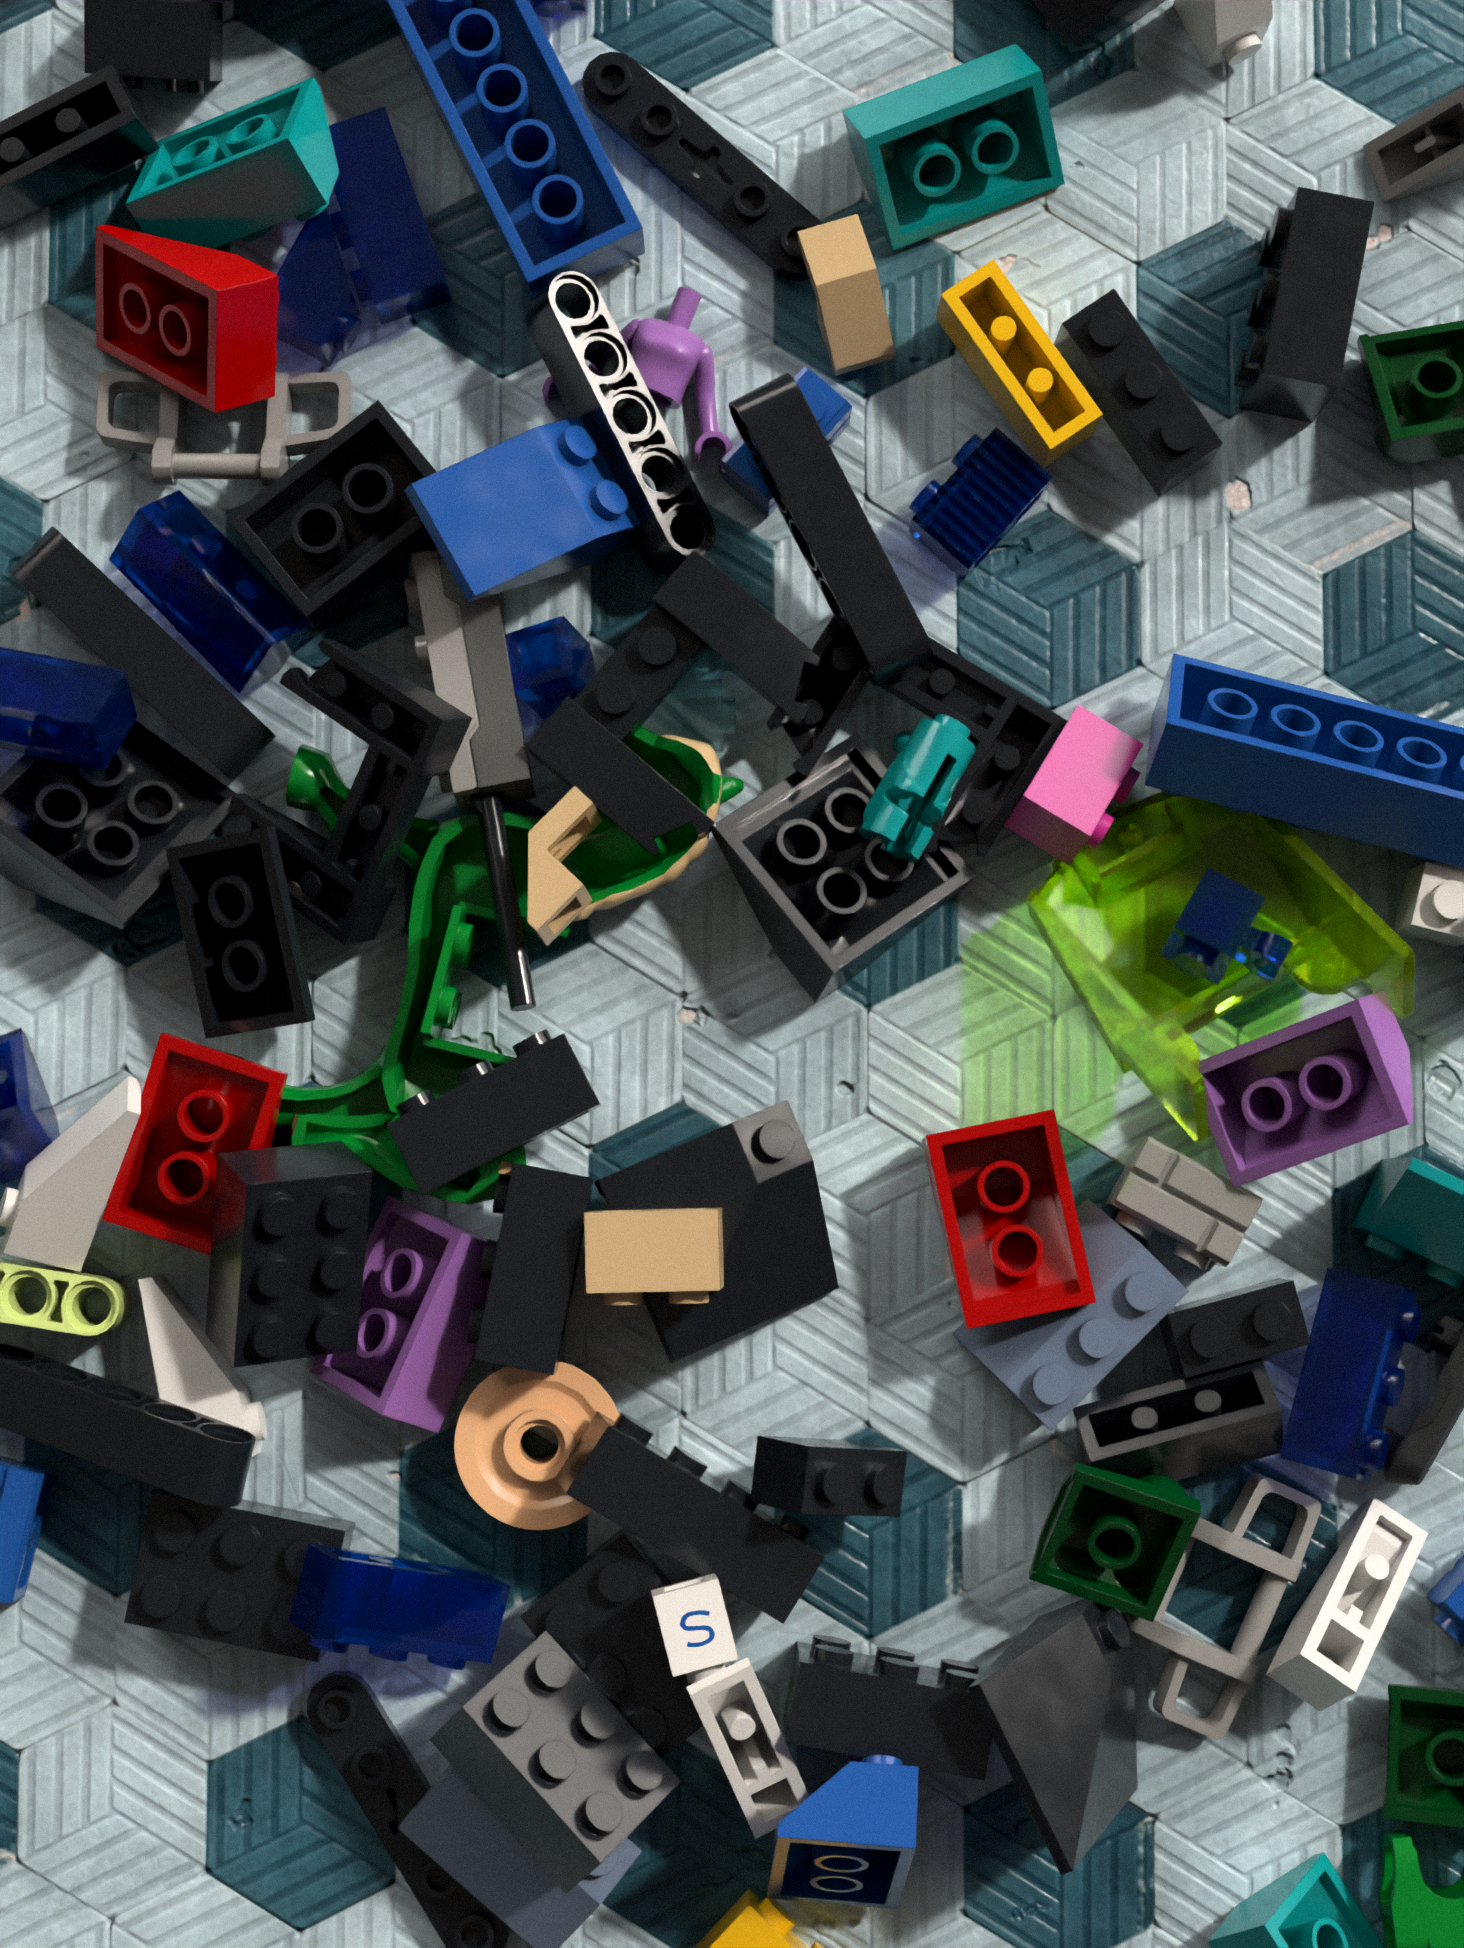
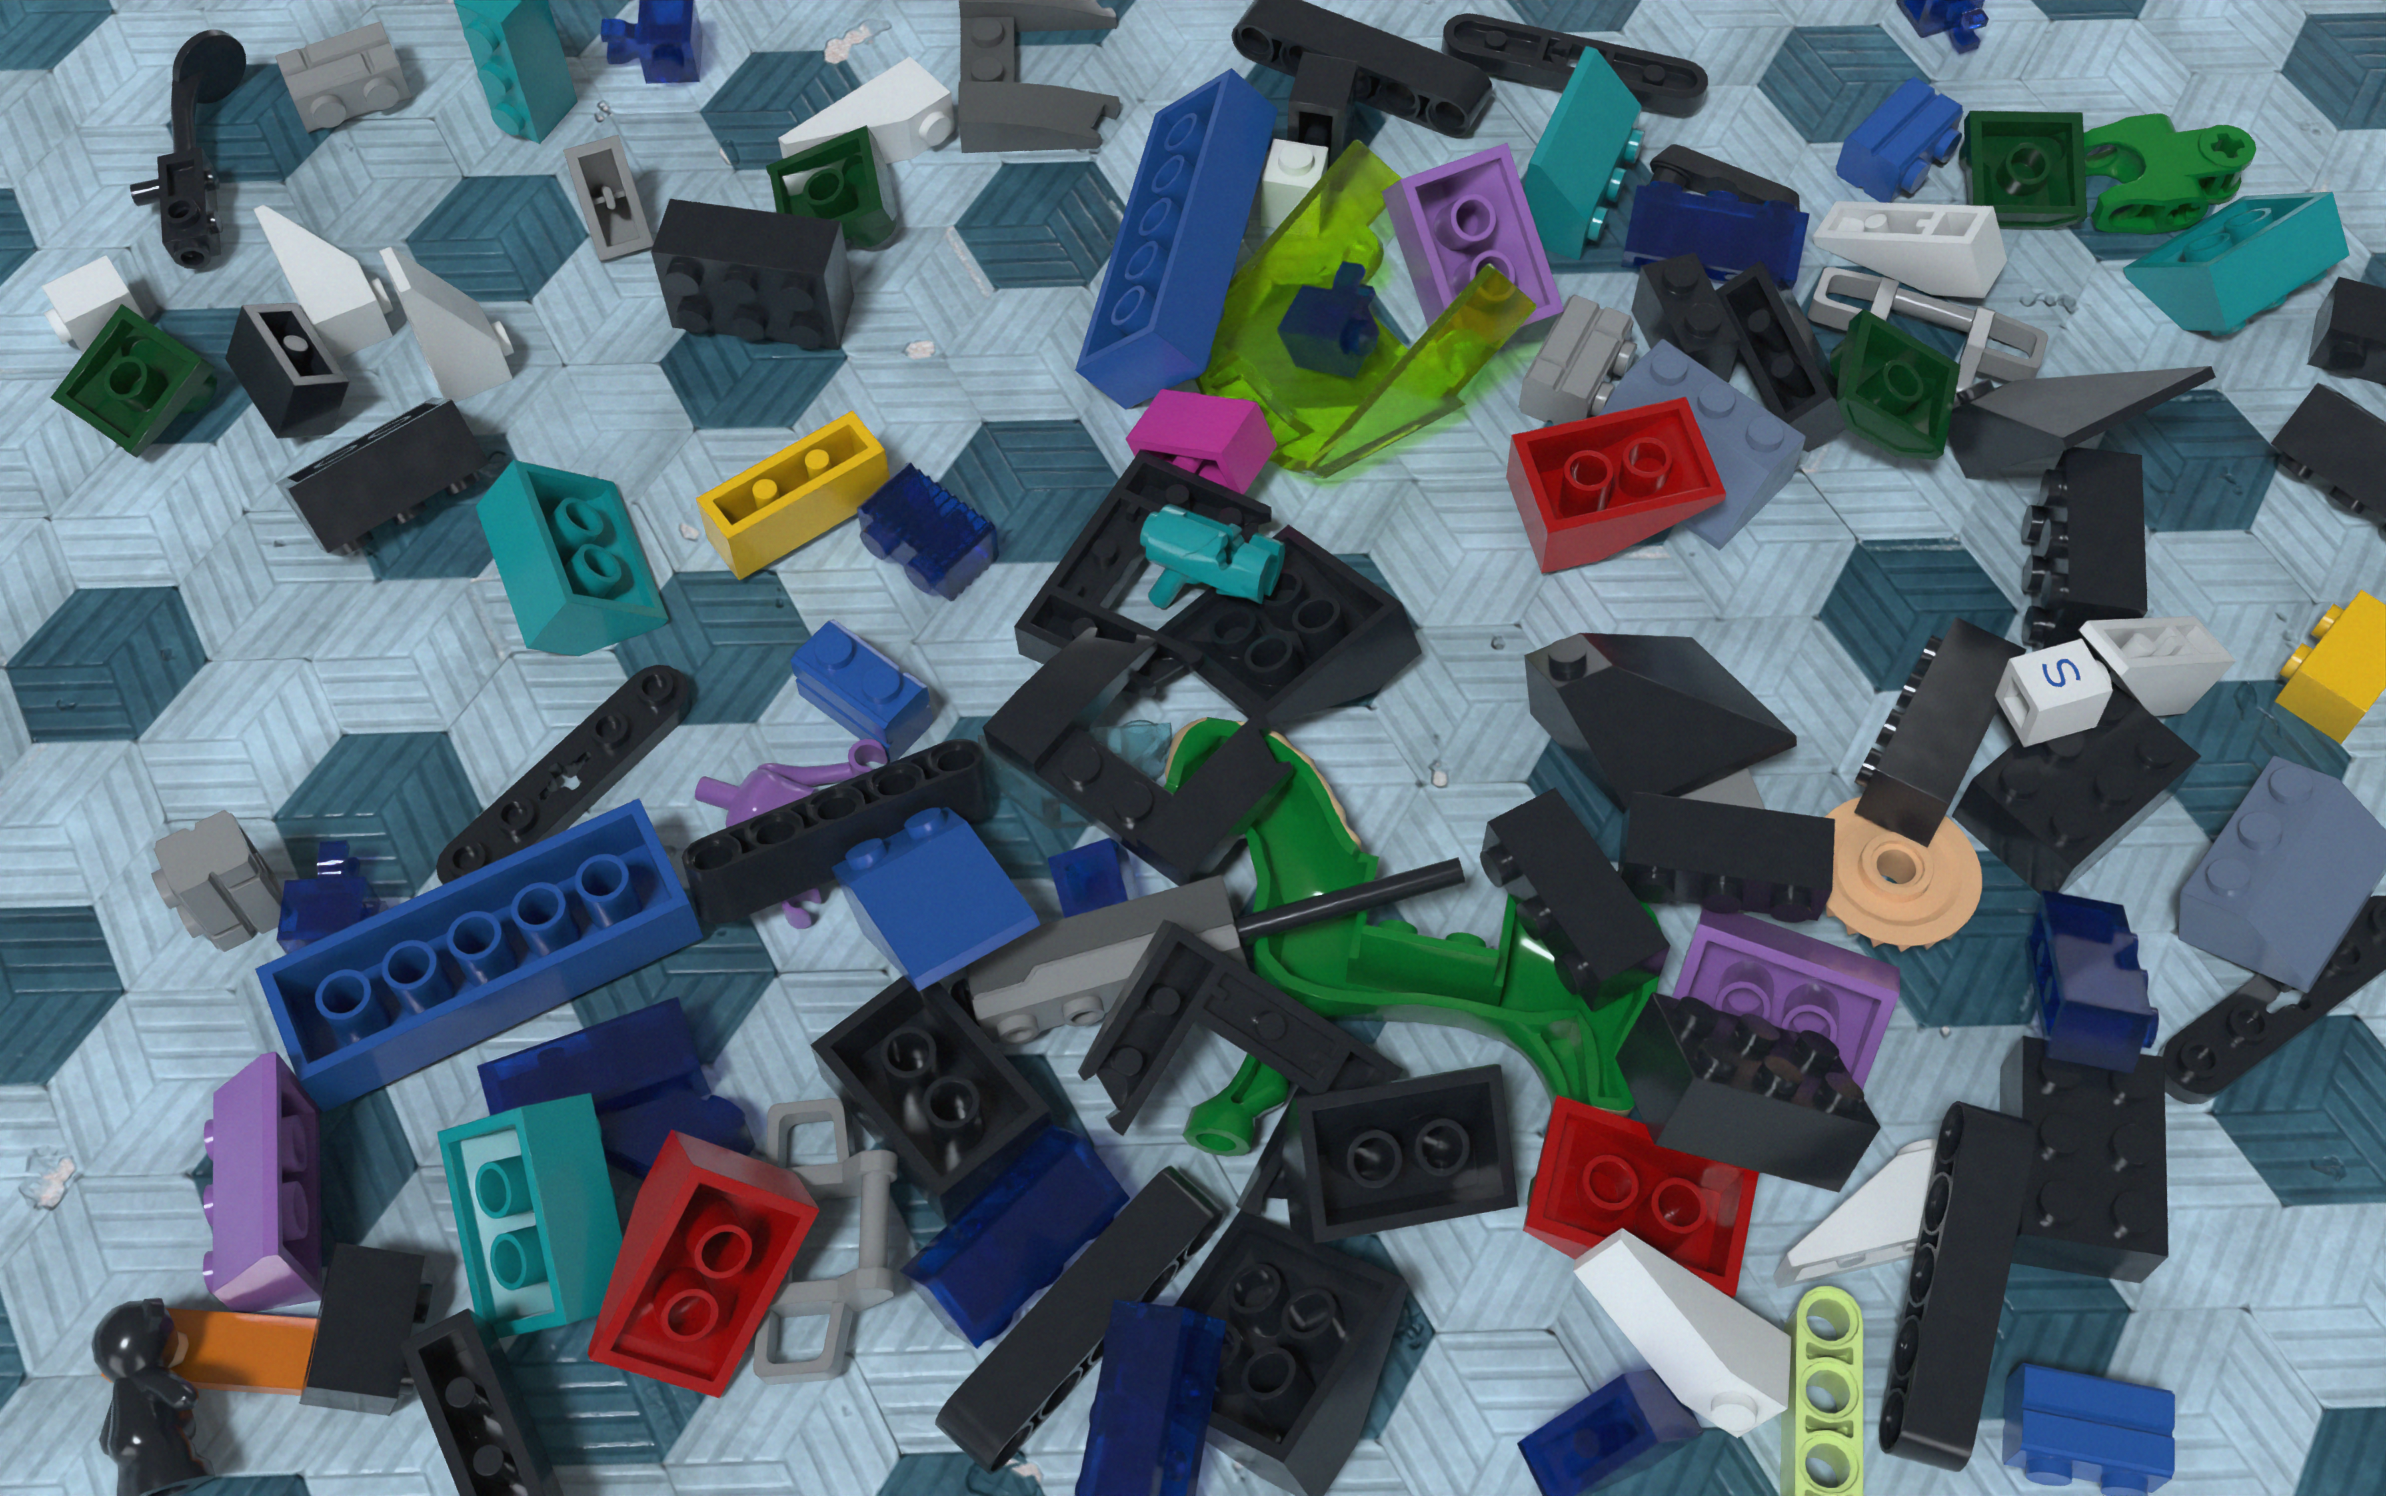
camera: 90 degrees left, 25 degrees down
(553, 891) = (1331, 850): tan slope -> none
(555, 1761) = (2215, 810): black brick -> none
(654, 1253) = (1697, 734): tan brick -> none
(828, 1476) = (1881, 611): black brick -> none
(830, 529) = (958, 618): black beam -> none
(847, 294) = (702, 633): tan slope -> none
(850, 1838) = (2214, 562): blue slope -> none
(1137, 393) = (863, 377): black brick -> none

